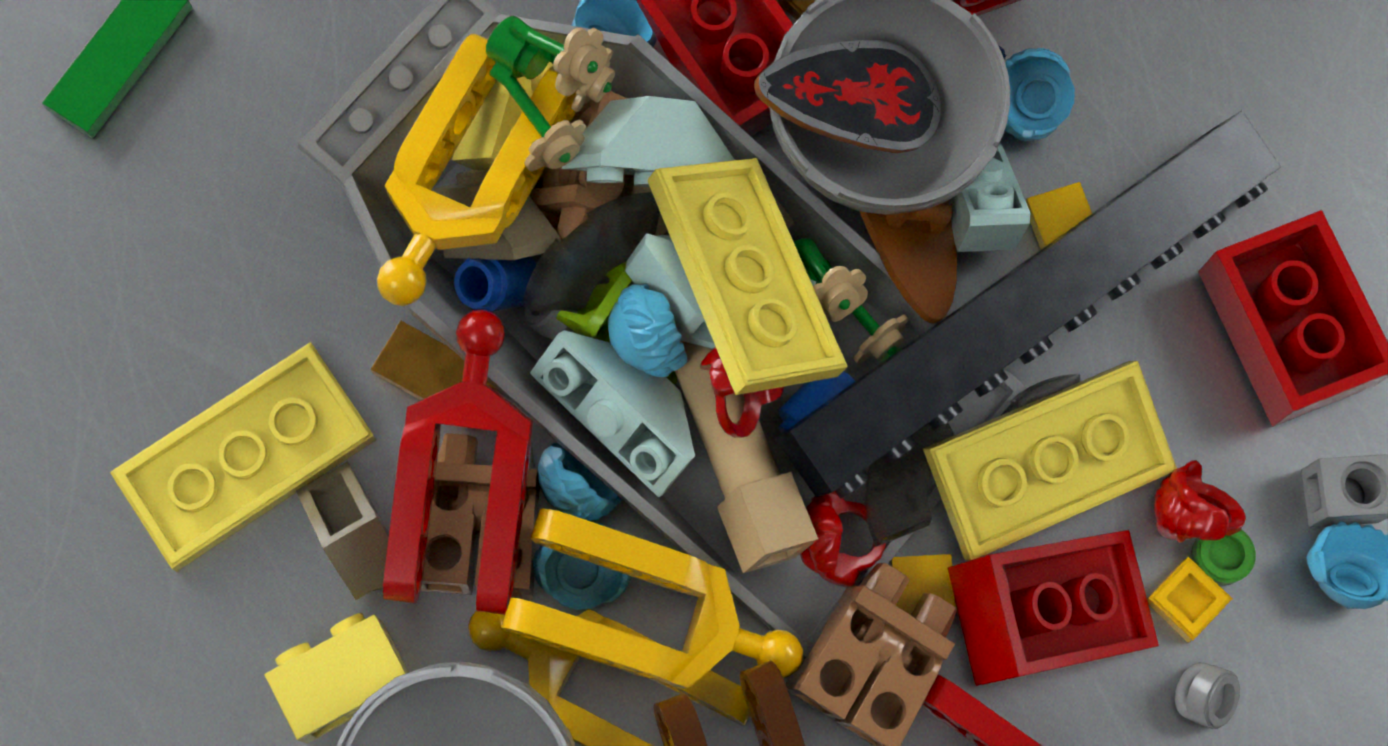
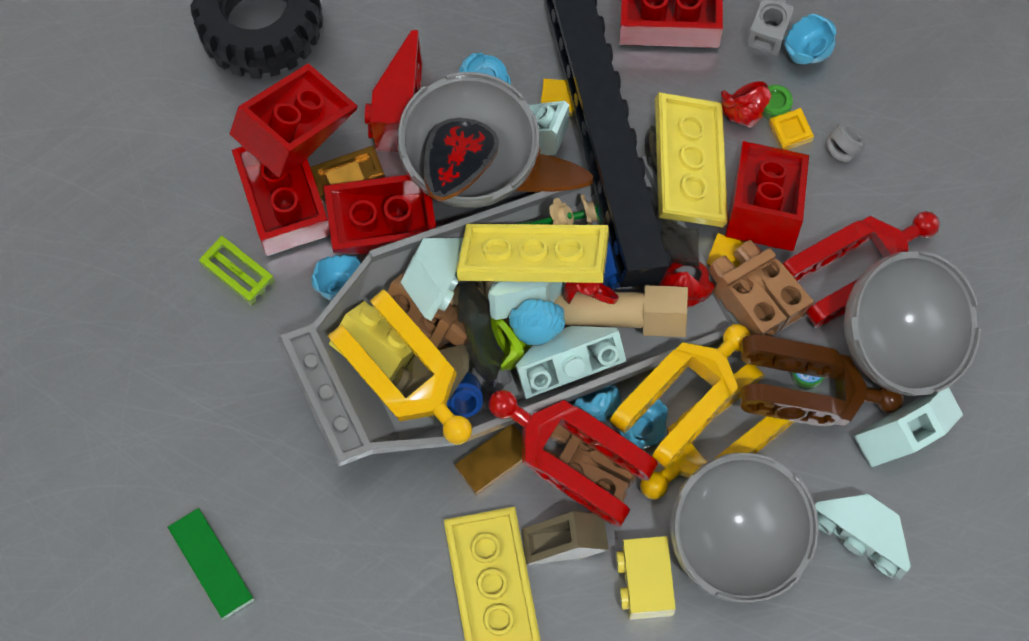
camera: 60 degrees left, 5 degrees down
(580, 67) = (359, 306): plant -> none

